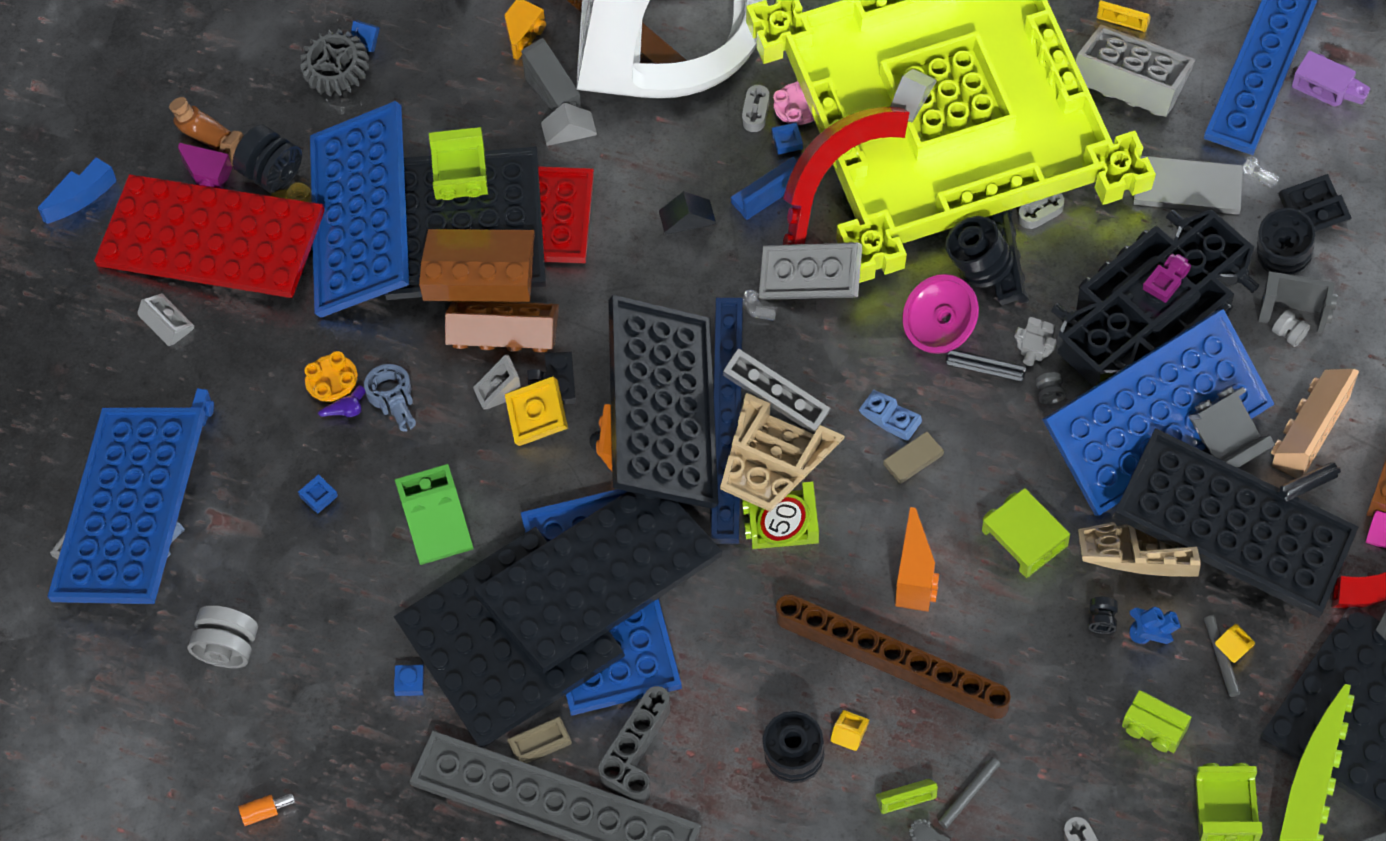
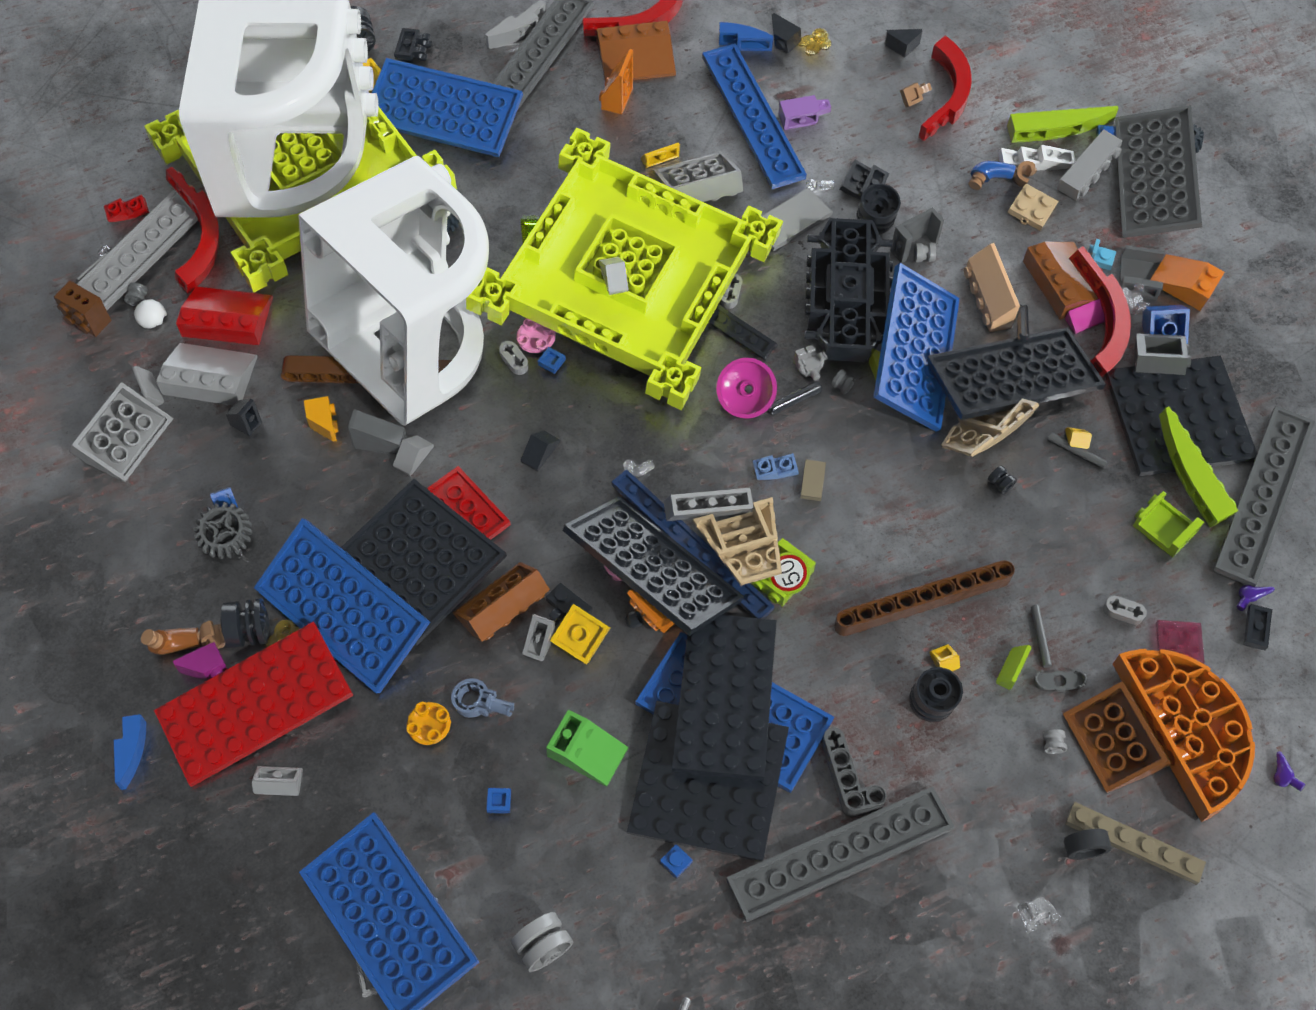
camera: 50 degrees left, 0 degrees up
(203, 400) = (363, 809): blue plate -> none
(346, 406) = (458, 731): dark purple animal -> none
(458, 163) = (379, 526): lime panel -> none
(477, 265) = (457, 575): dark orange slope -> none
(539, 741) = (789, 825): dark tan tile -> none
(764, 190) = (571, 395): blue panel -> none
(810, 271) = (653, 421): light grey tile -> none
(825, 150) = (601, 351): red arch -> none
(916, 578) = (886, 534): orange slope -> none
(979, 251) = (732, 336): black wheel -> none
(1026, 531) = (916, 468): lime panel -> none
(1153, 625) = (1033, 464): blue hips -> none
(1156, 722) = (1089, 512): lime brick -> none
(1166, 280) = (851, 270): magenta plate -> none
(1228, 428) = (956, 329): dark grey panel -> none

